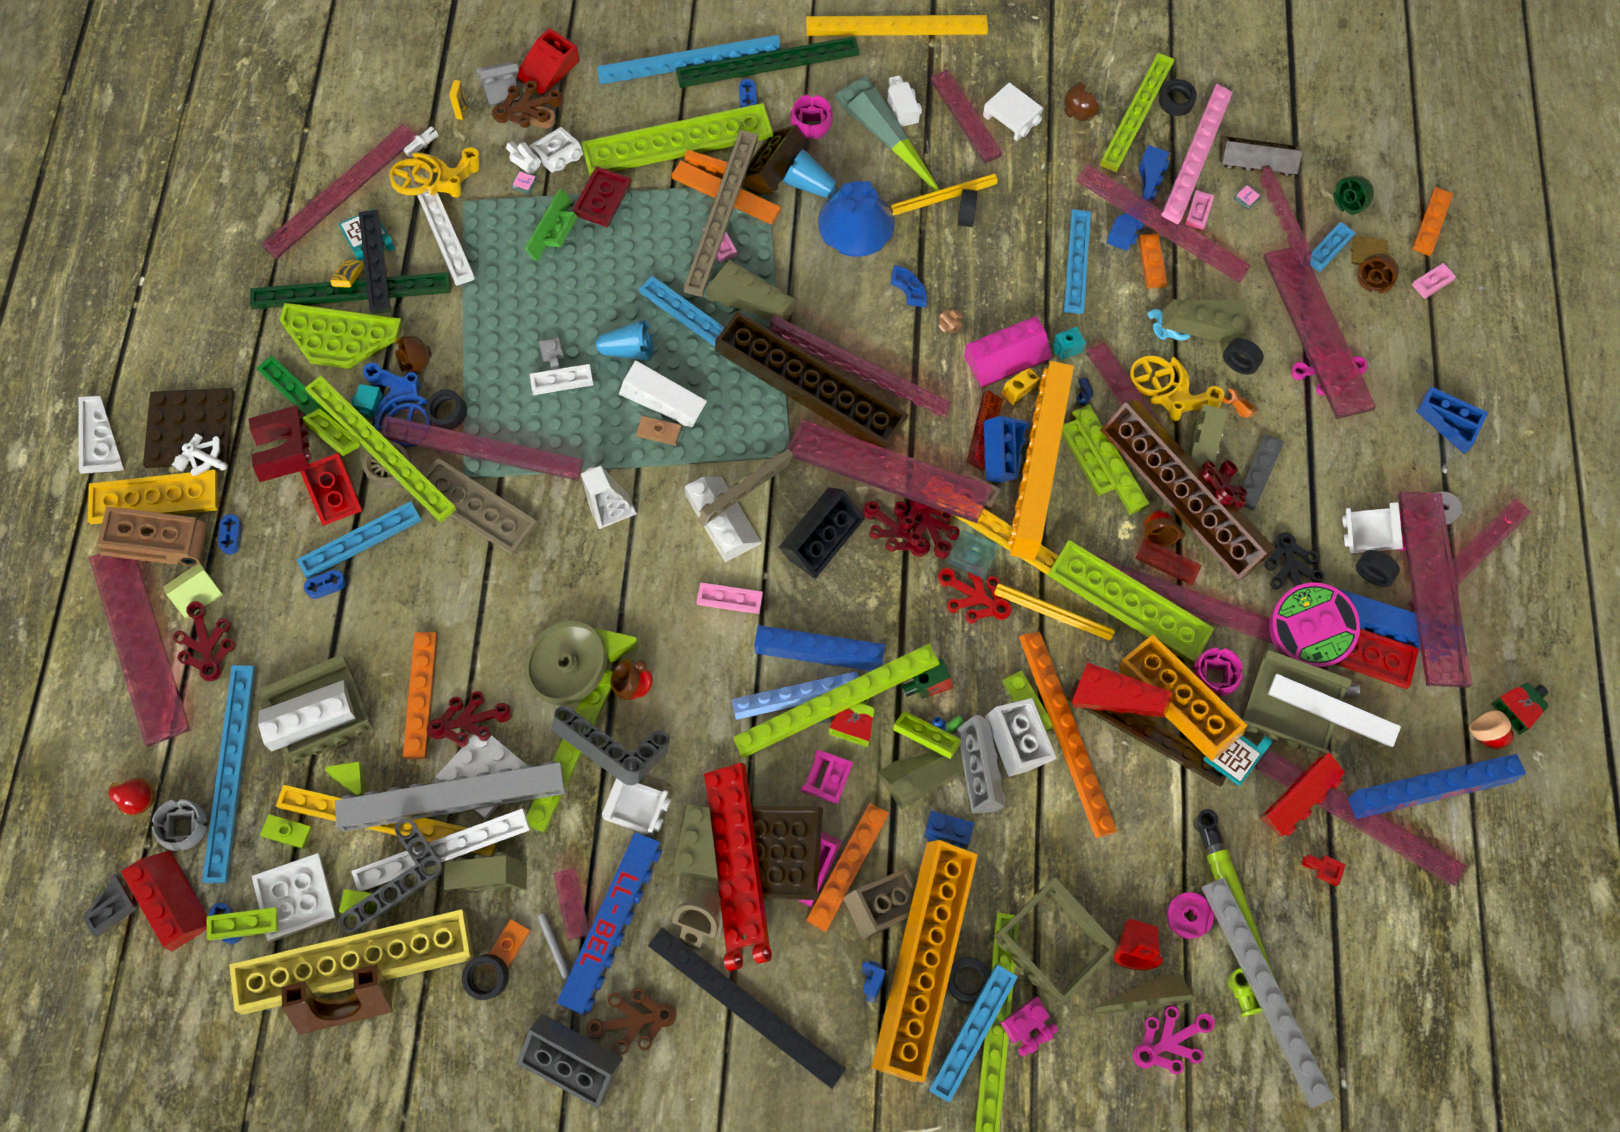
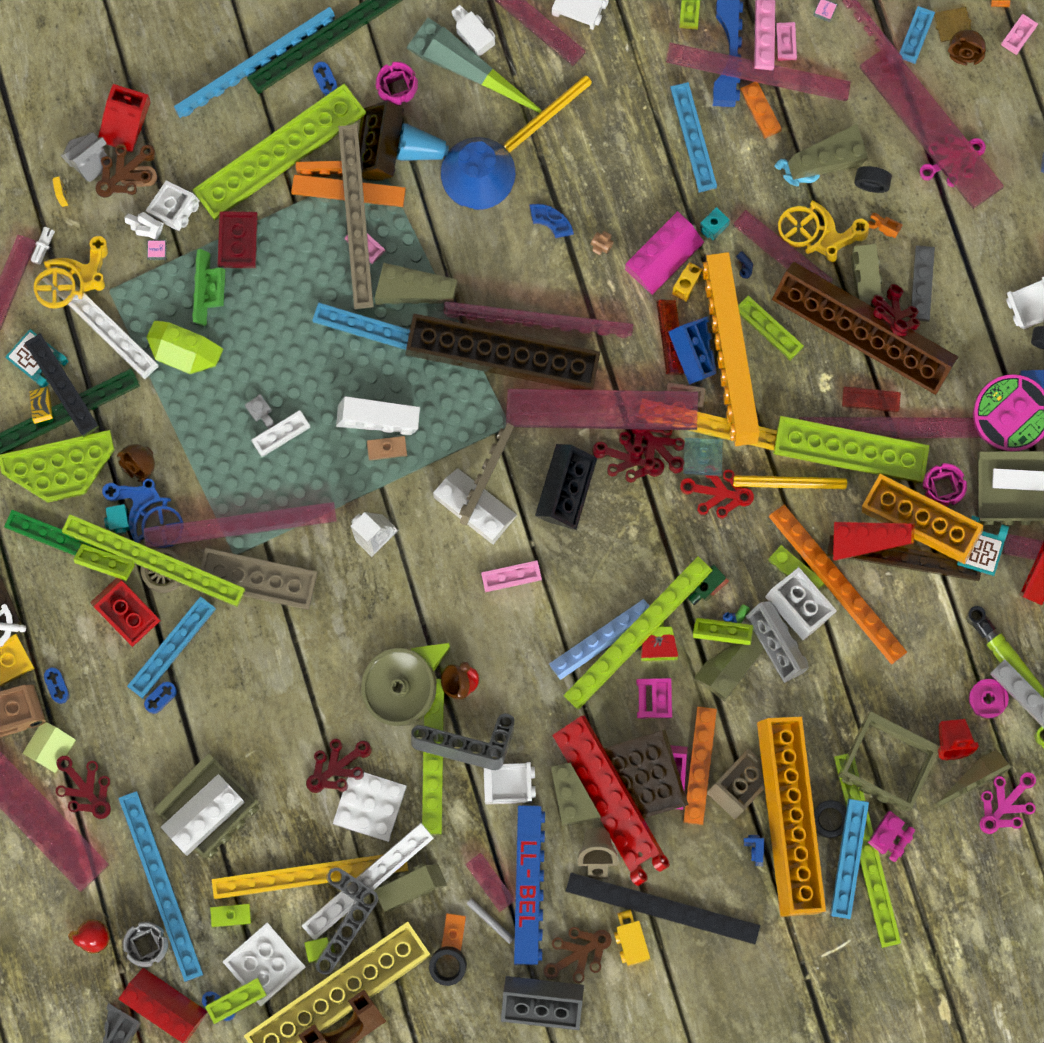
camera: 15 degrees left, 10 degrees up
(290, 456) = (82, 601): dark red arch -> none
(350, 776) = (263, 852): lime slope -> none
(420, 695) = (287, 760): orange plate -> none
(436, 400) = (176, 500): black tyre -> none
(450, 796) = (356, 835): light grey brick -> none
(505, 271) = (182, 348): none -> lime wedge
(627, 342) = (324, 377): dark azure cone -> none
(697, 1029) = (631, 940): none -> yellow brick
(818, 648) = (605, 592): blue brick -> none
(948, 829) = (770, 704): blue bracket -> none
(967, 207) = (575, 123): black tyre -> none
(1127, 487) = (812, 341): lime plate -> none
(1161, 529) = (856, 372): reddish brown piece -> none
(1292, 565) = (977, 361): black plant -> none

